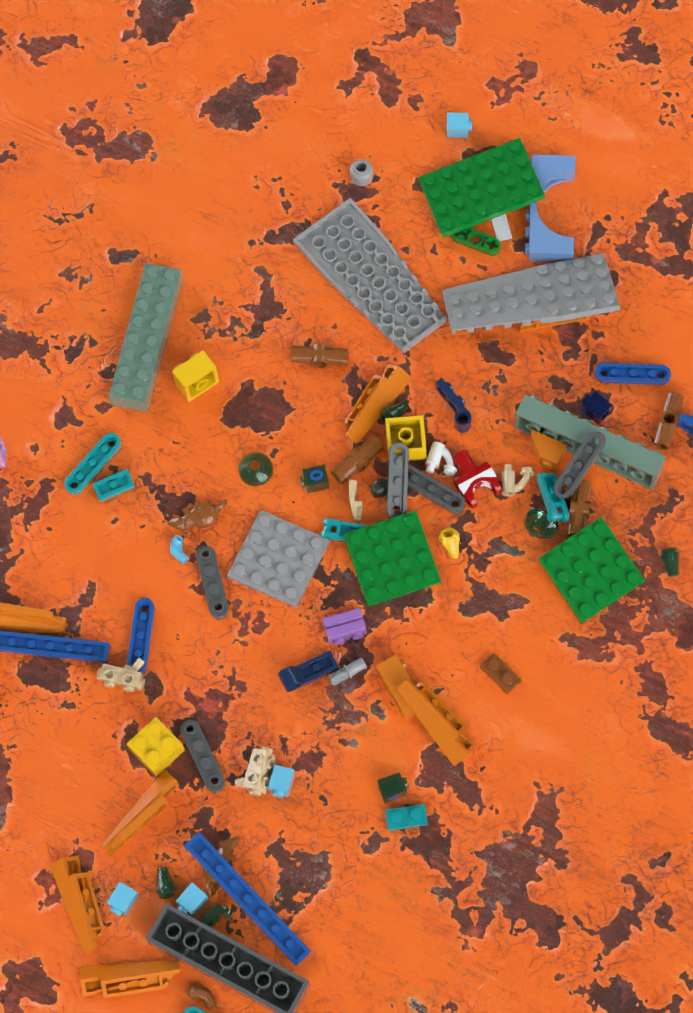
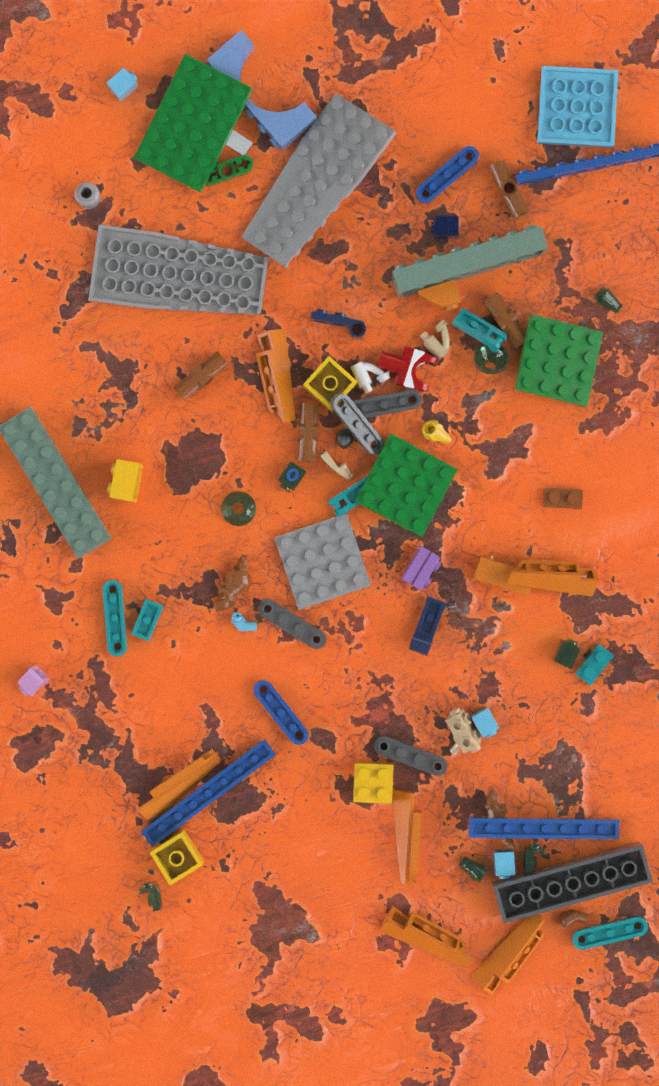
camera: 50 degrees left, 20 degrees up
(122, 899) = (455, 908): medium azure brick -> none
(126, 677) = (303, 753): tan brick -> none
(347, 671) = (454, 599): light grey axle -> none
(395, 410) = (299, 371): clear green cone -> none
(579, 464) = (483, 289): dark grey plate -> none

